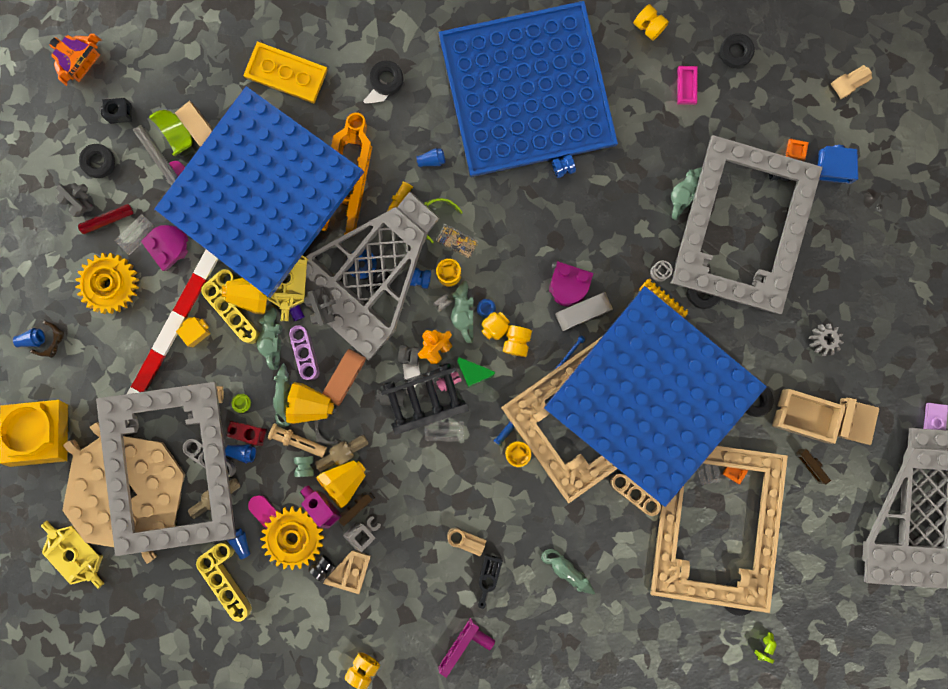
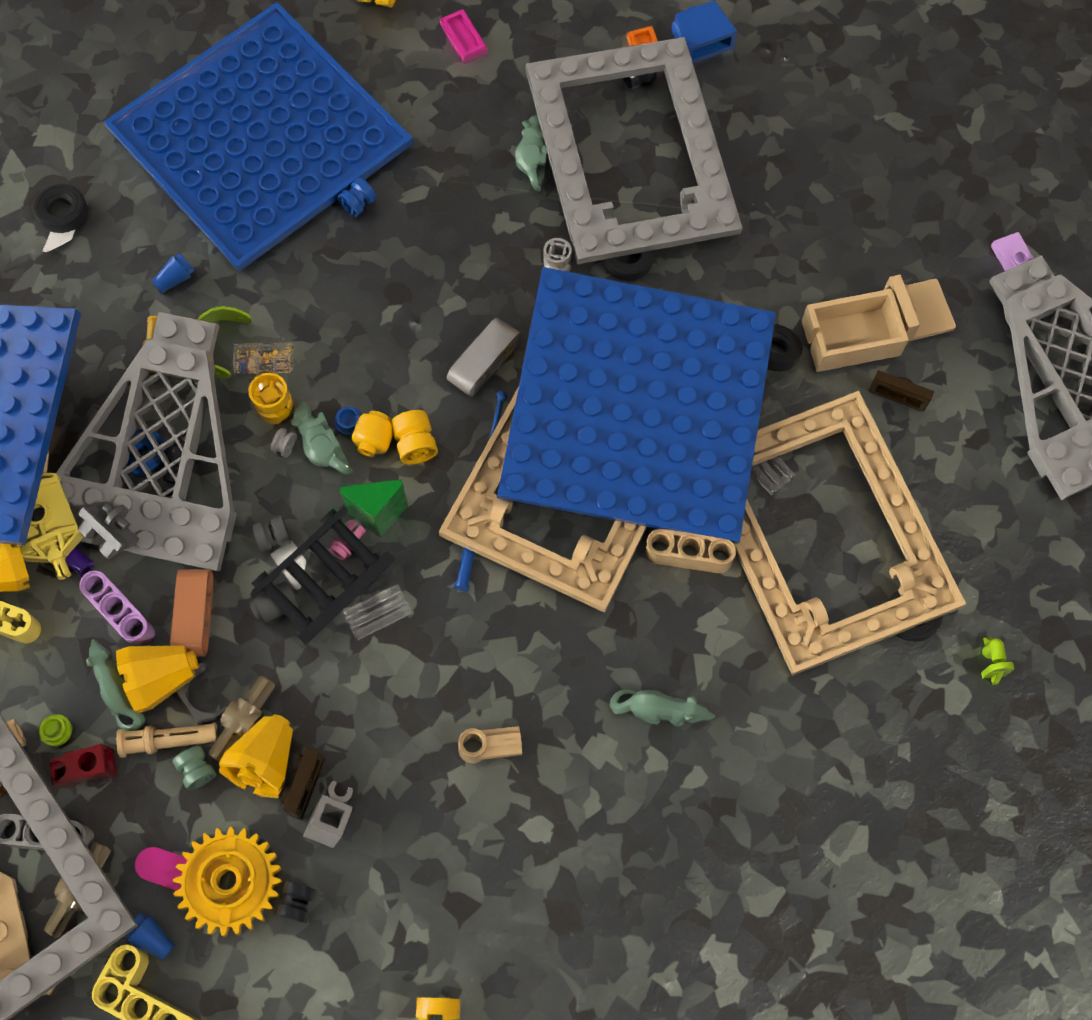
camera: 30 degrees left, 15 degrees down
(243, 453) = (90, 799): blue cone -> none
(268, 341) = (54, 618): sand green animal -> none
(325, 513) = (248, 811): magenta torso -> none
(350, 572) = (343, 885): tan wing -> none
(354, 133) = (50, 290): light orange piece -> none
(421, 278) = (236, 426): blue wheel -> none
(433, 343) = (302, 499): light orange hips -> none
(469, 632) = (567, 872): magenta piece -> none
(485, 572) = (555, 770): black piece -> none
(518, 454) = (497, 582): yellow wheel -> none
(569, 284) = (445, 333): magenta slope -> none
(735, 474) = (807, 456): orange tile -> none
(821, 344) = (818, 232): light grey gear -> none

